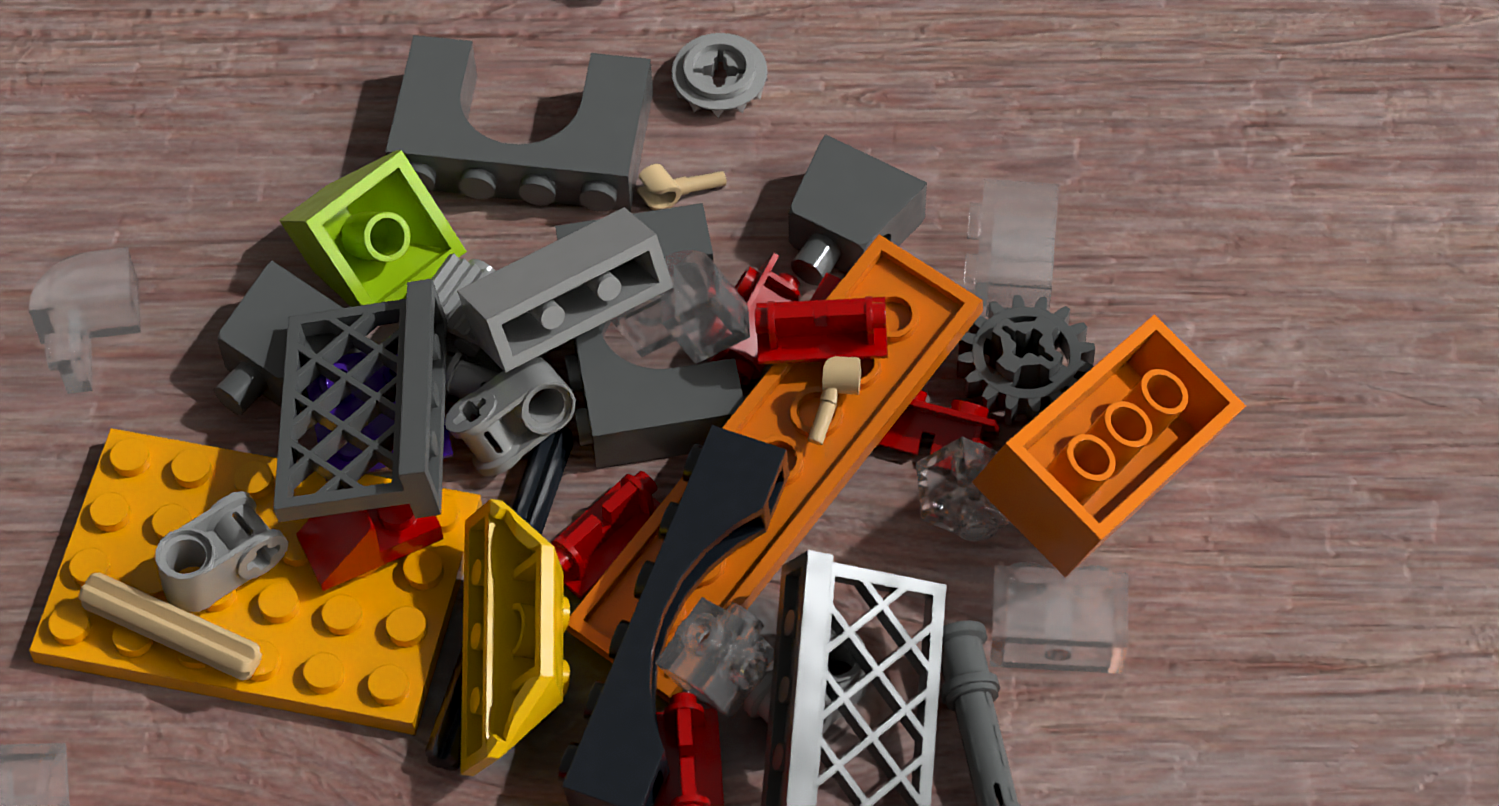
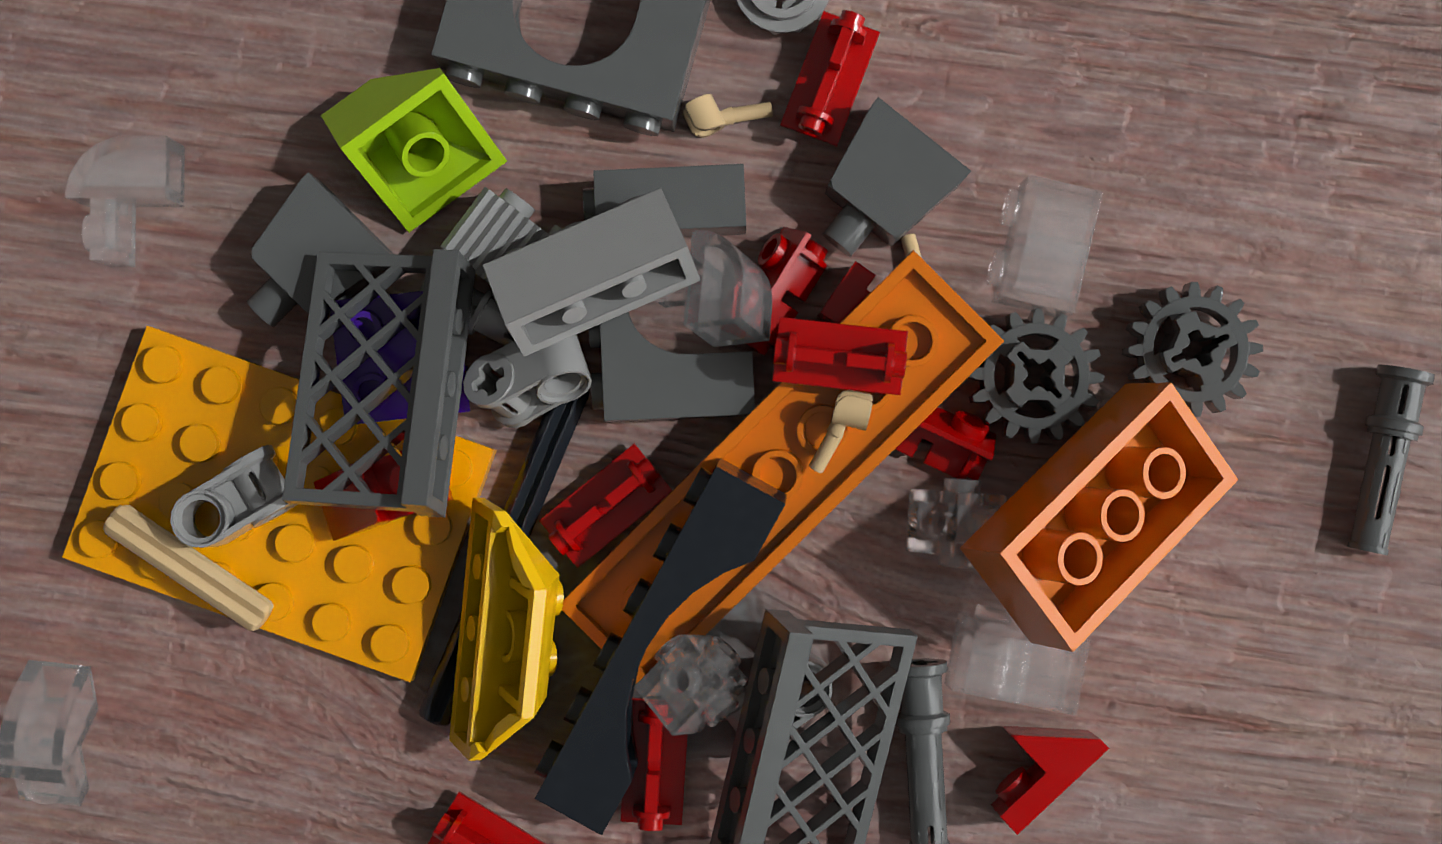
camera: 10 degrees right, 30 degrees up
(779, 139) = (830, 77): none -> red hinge
(1112, 709) = (1059, 761): none -> red slope
(1187, 304) = (1183, 327): none -> dark grey gear
(1400, 369) = (1396, 418): none -> dark grey pin

